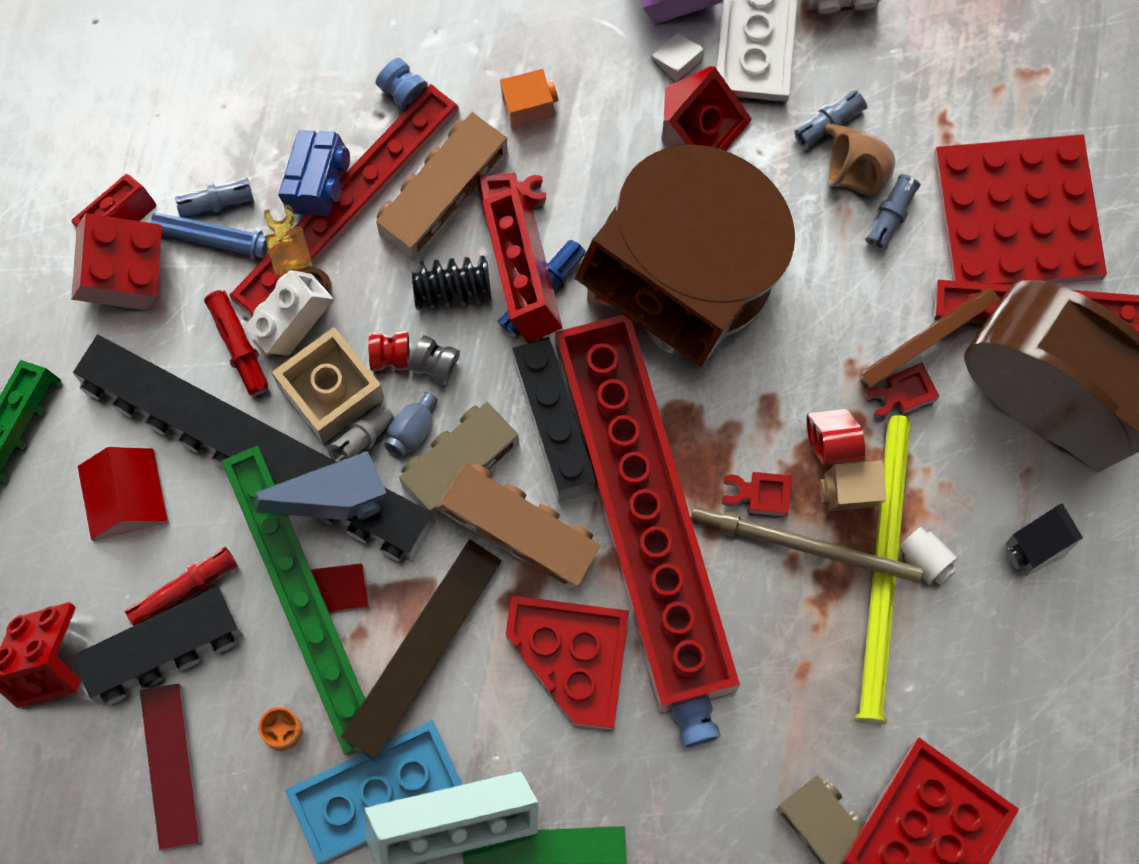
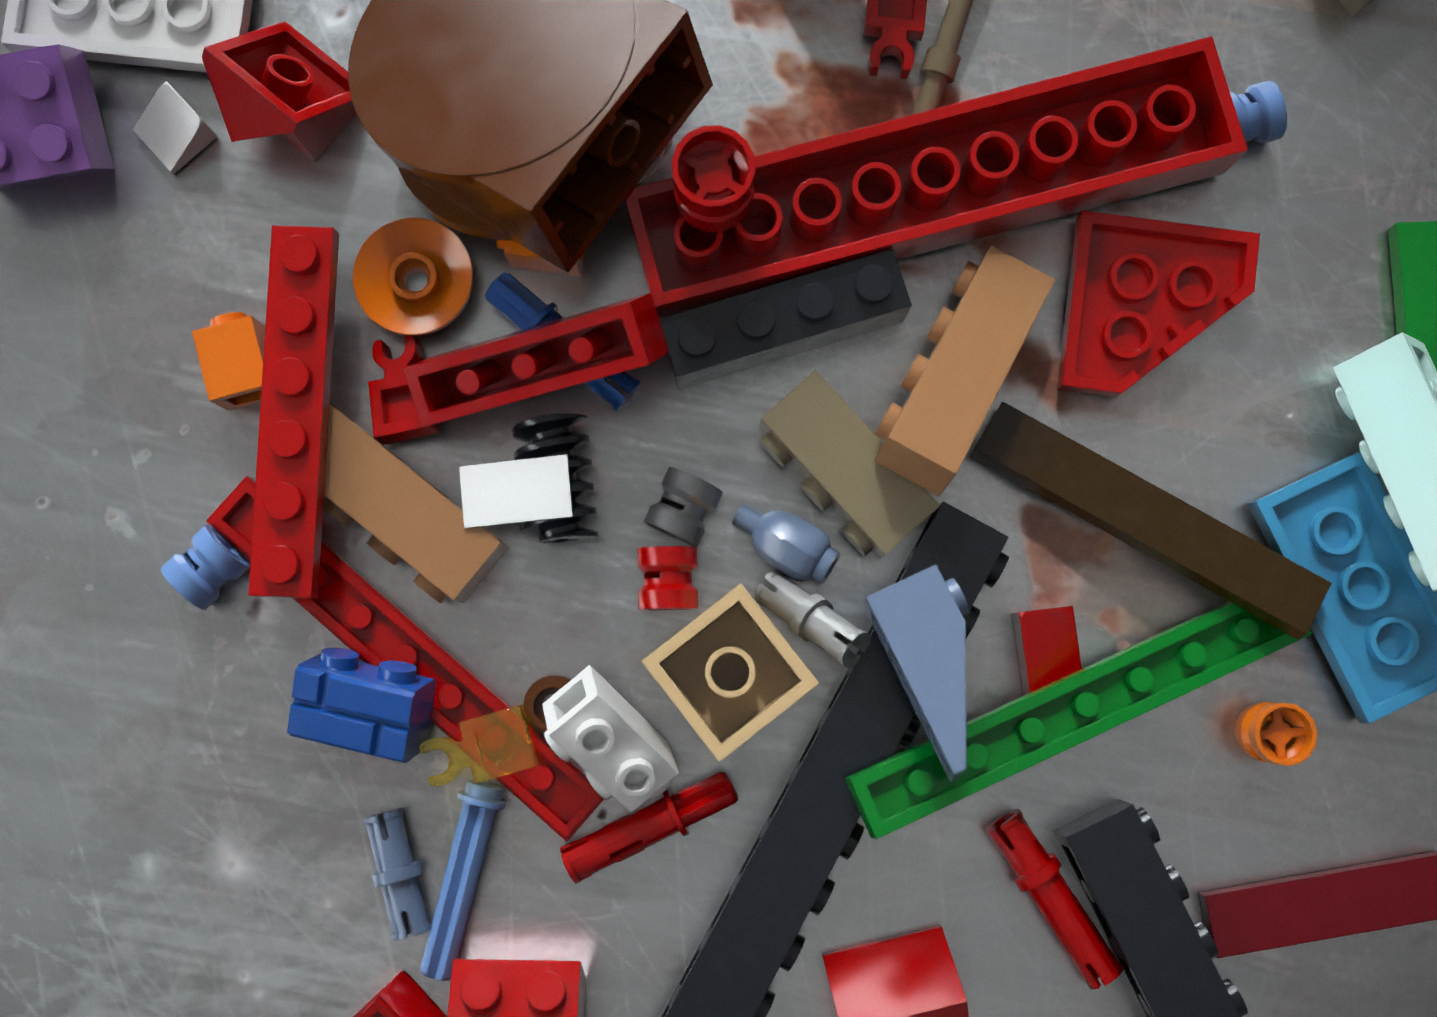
camera: 90 degrees left, 10 degrees up
(441, 254) = (515, 491): none -> white sticker
(491, 126) = (294, 412): none -> red plate
(577, 181) = (398, 253): none -> orange dish
(628, 358) = (713, 178): none -> red wheel

